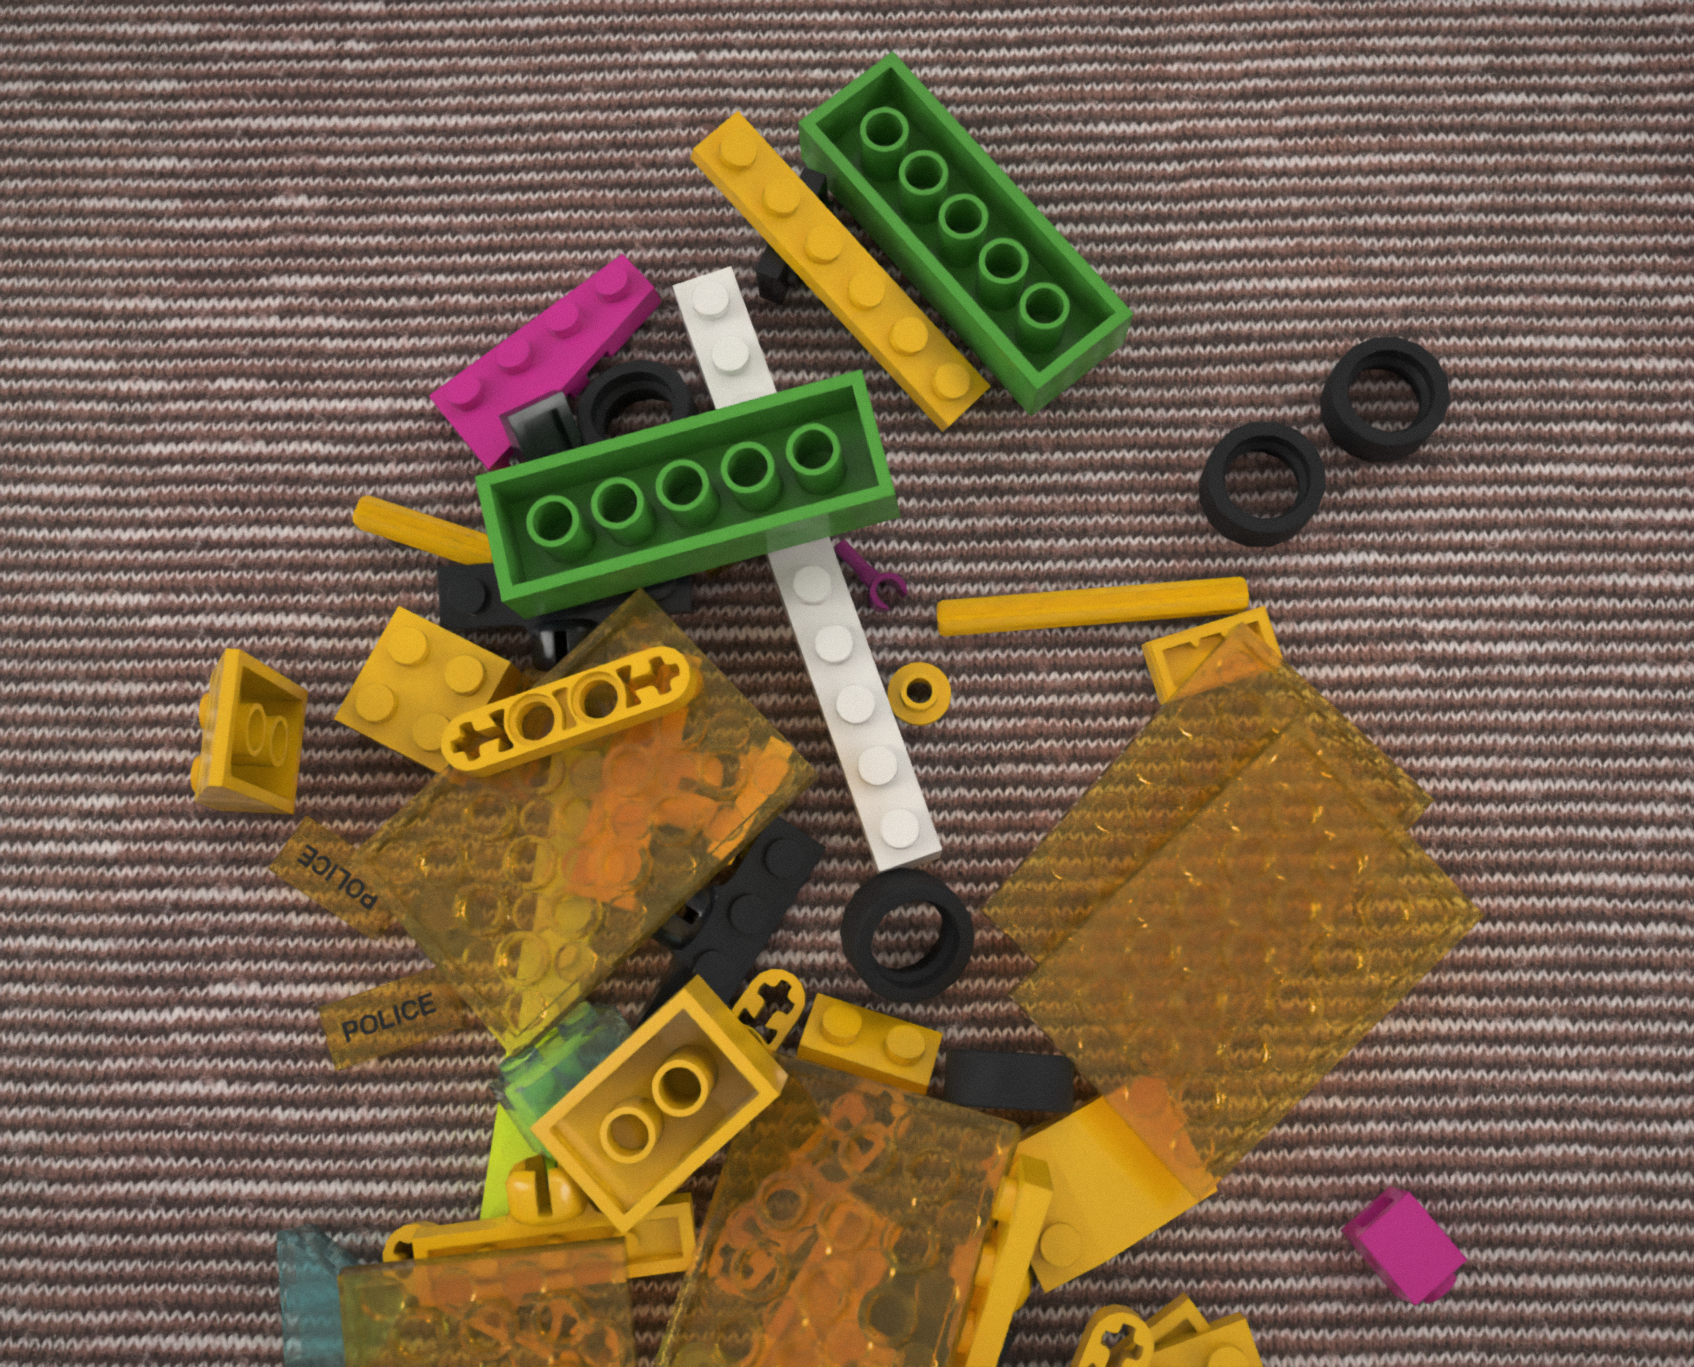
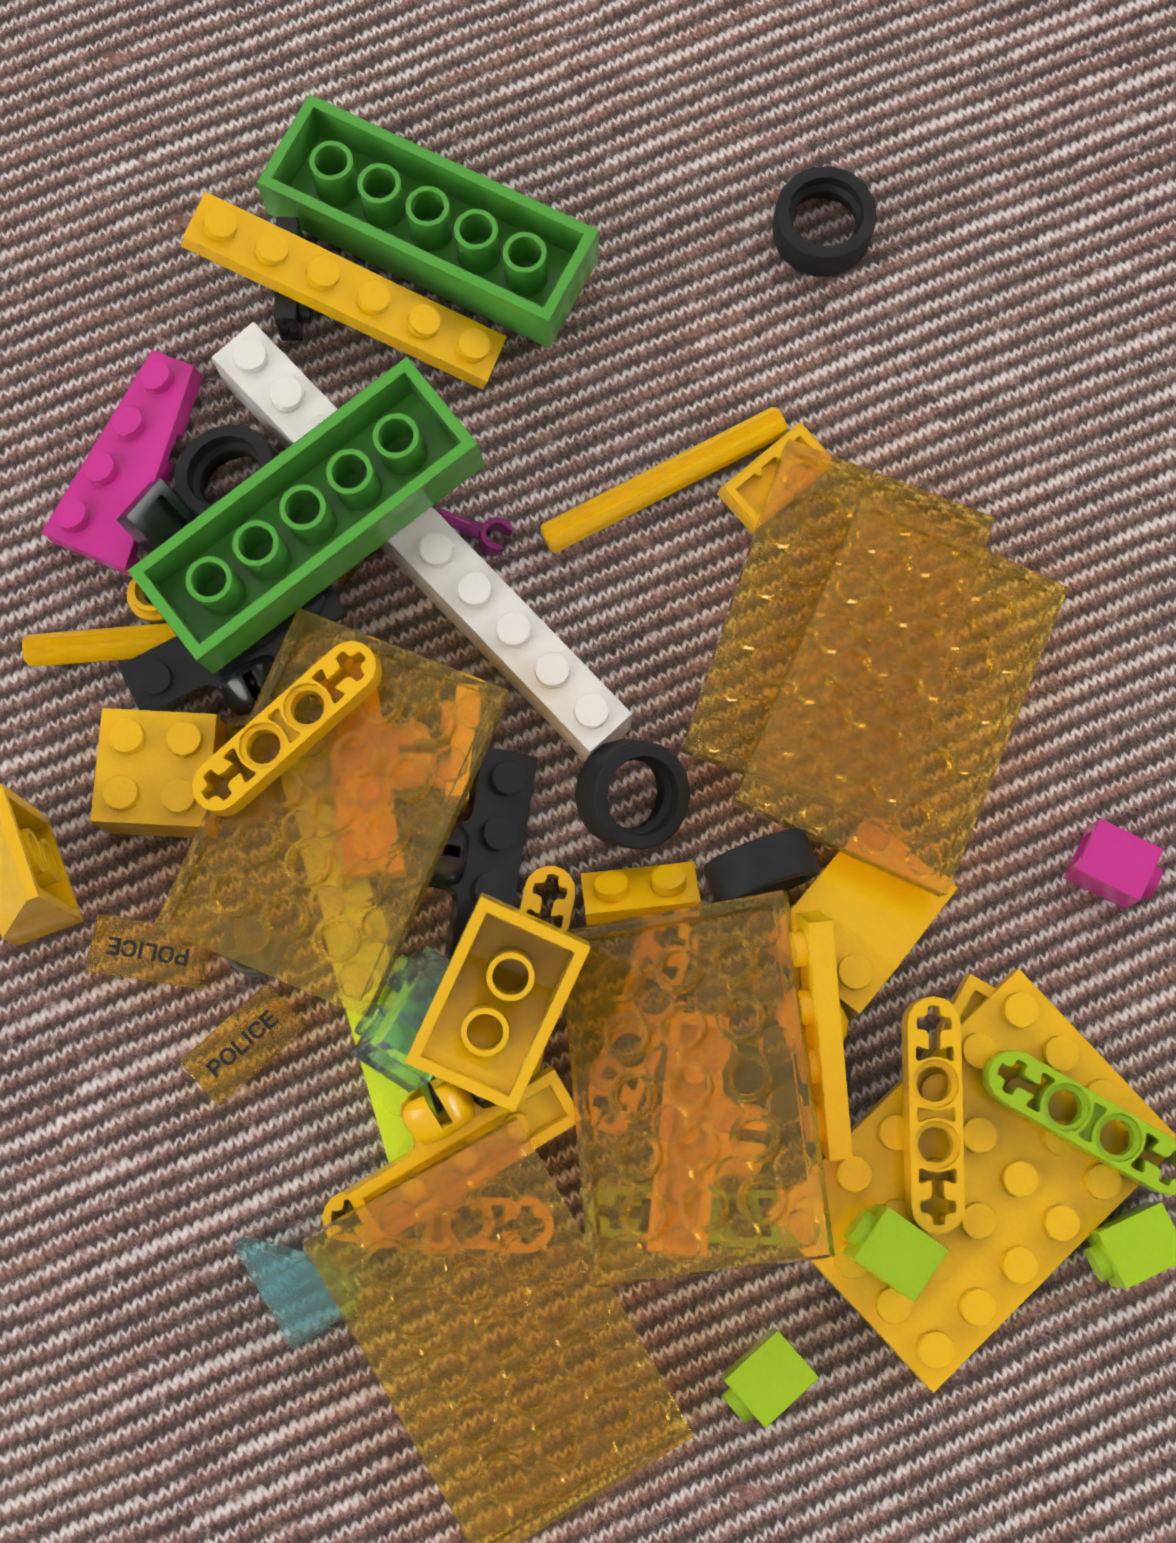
camera: 30 degrees left, 0 degrees up
(919, 713) = (558, 621): yellow plate -> none
(1281, 443) = (769, 290): black tyre -> none

